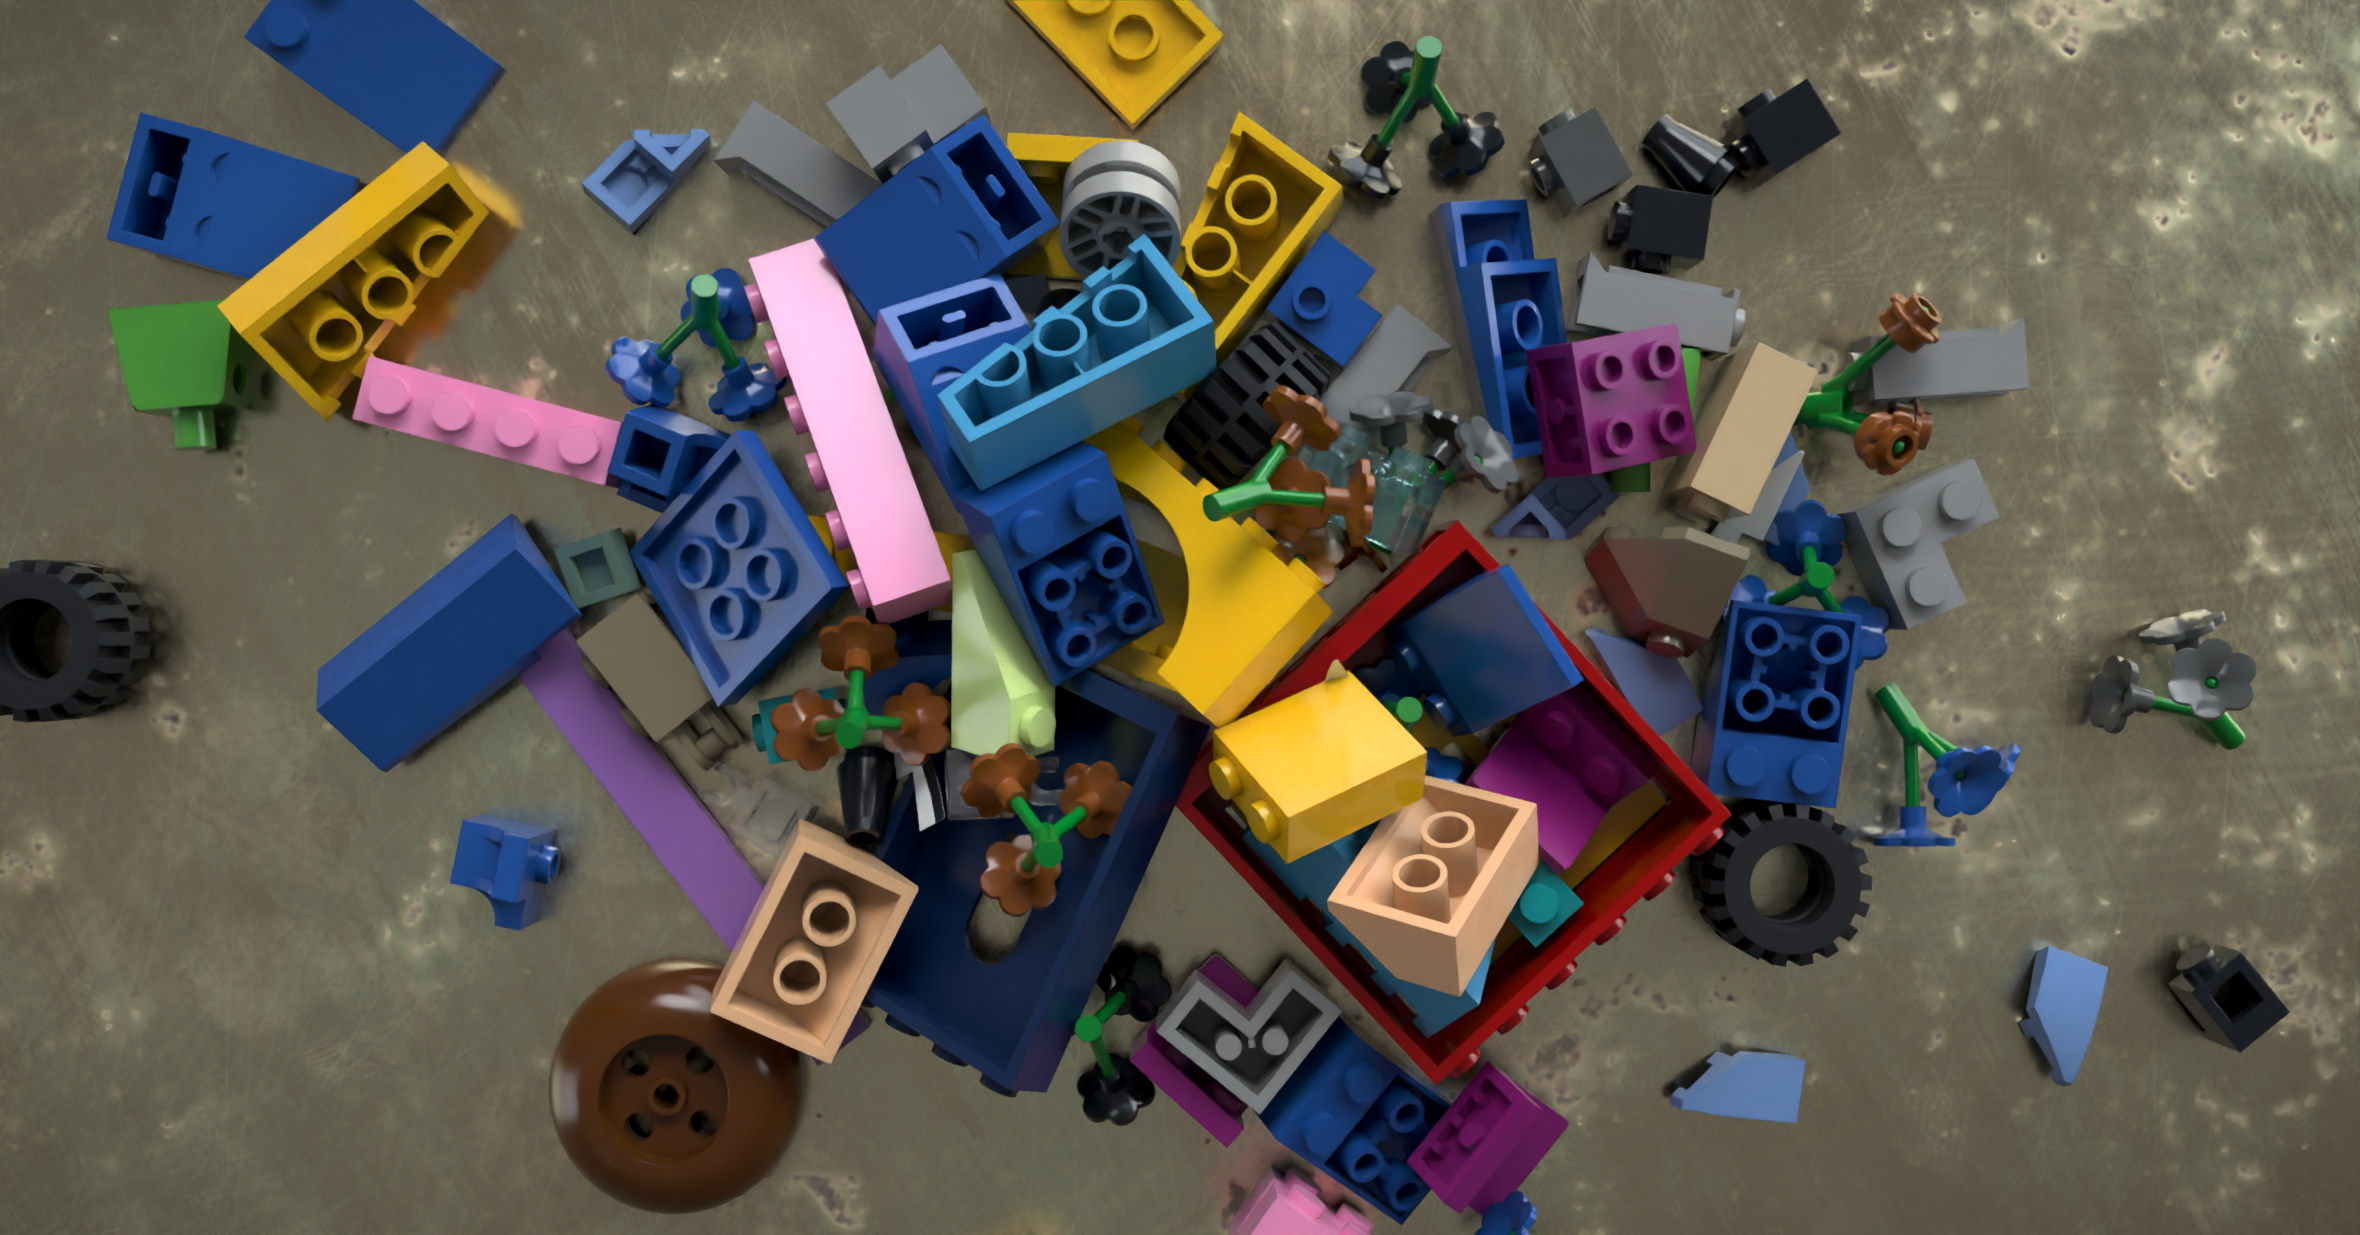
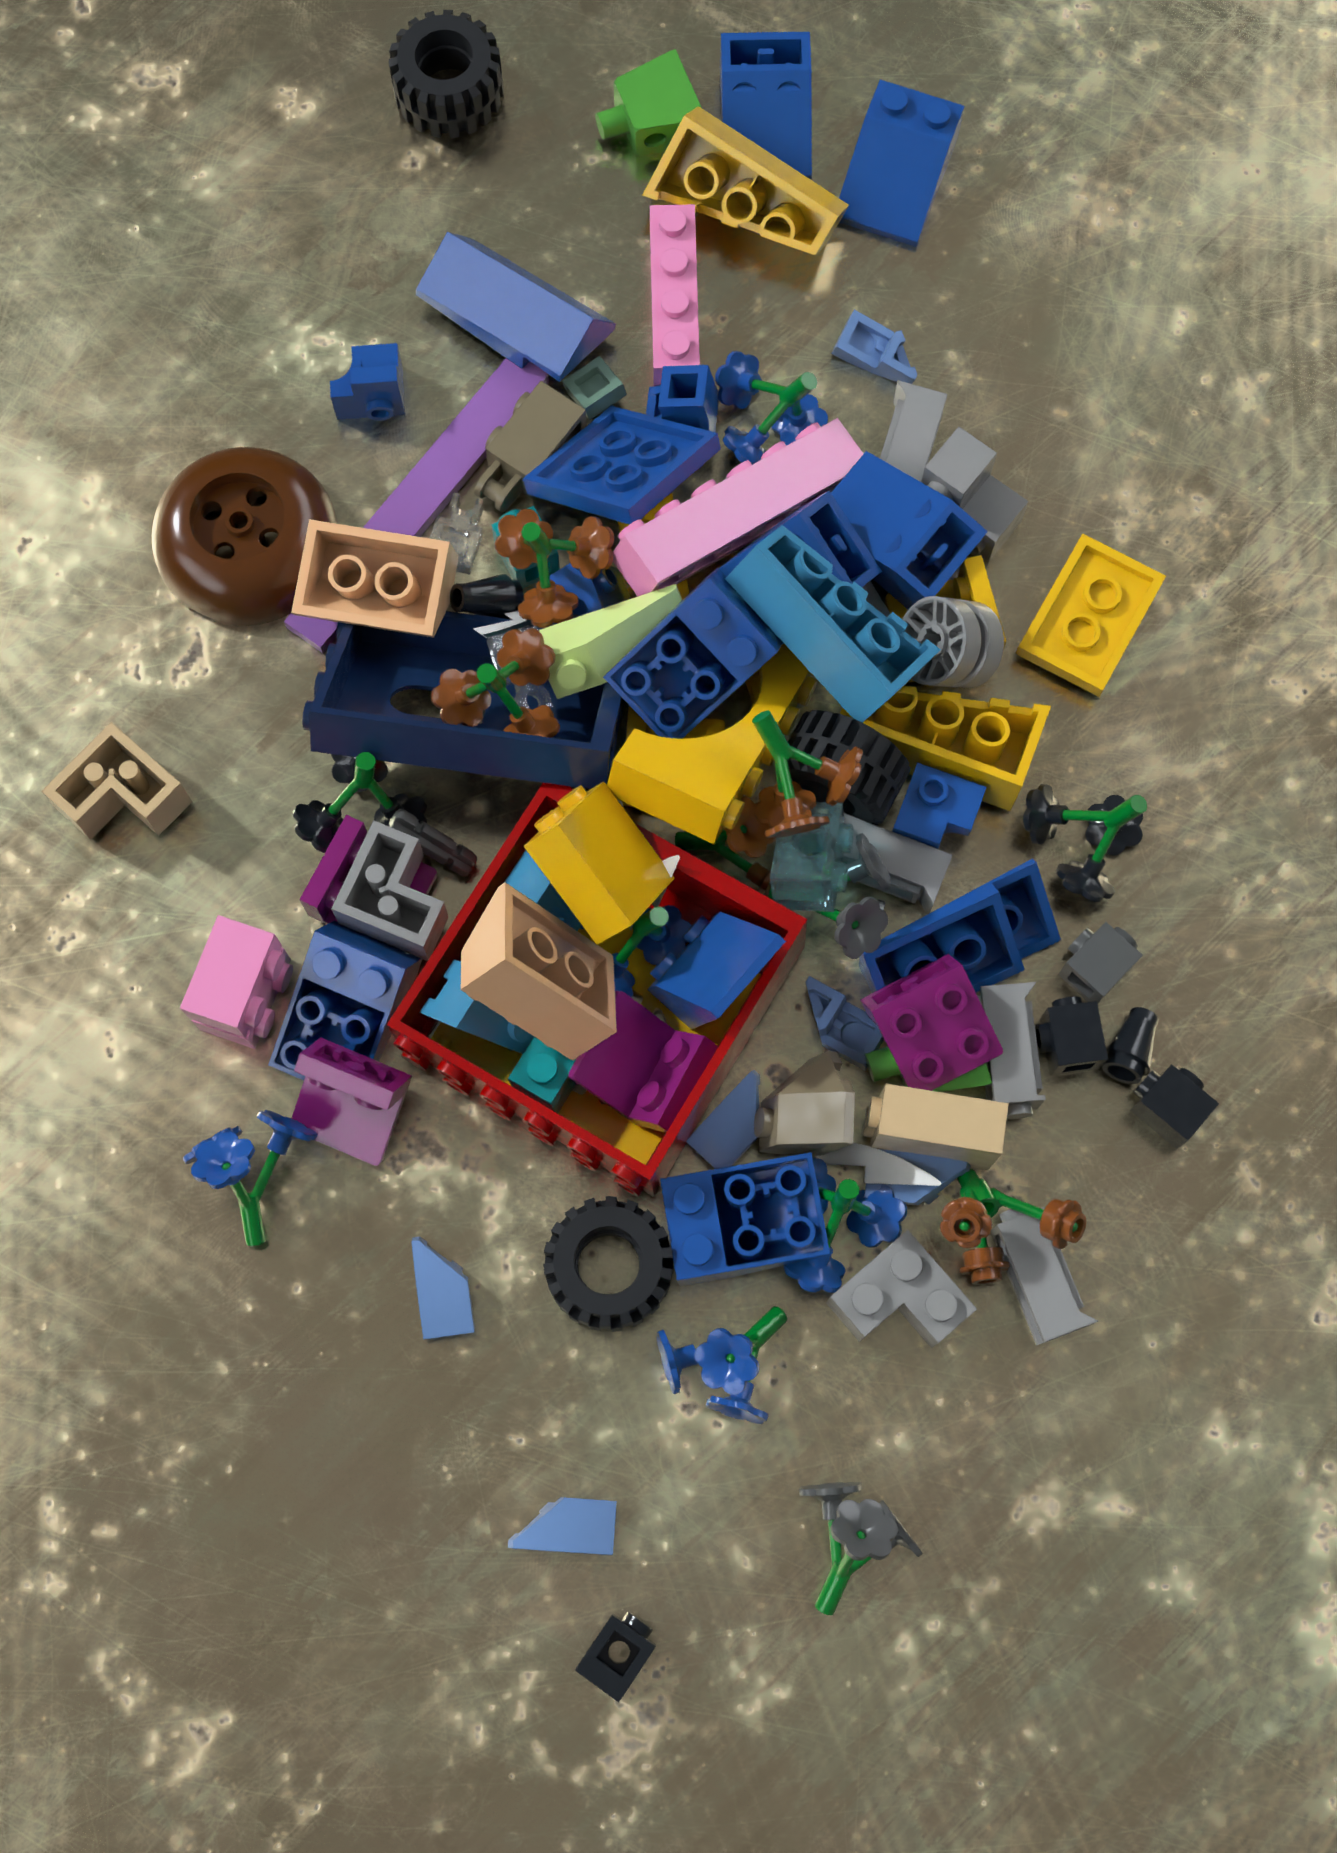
camera: 70 degrees right, 15 degrees down
(1183, 954) = (435, 843): none -> dark grey axle

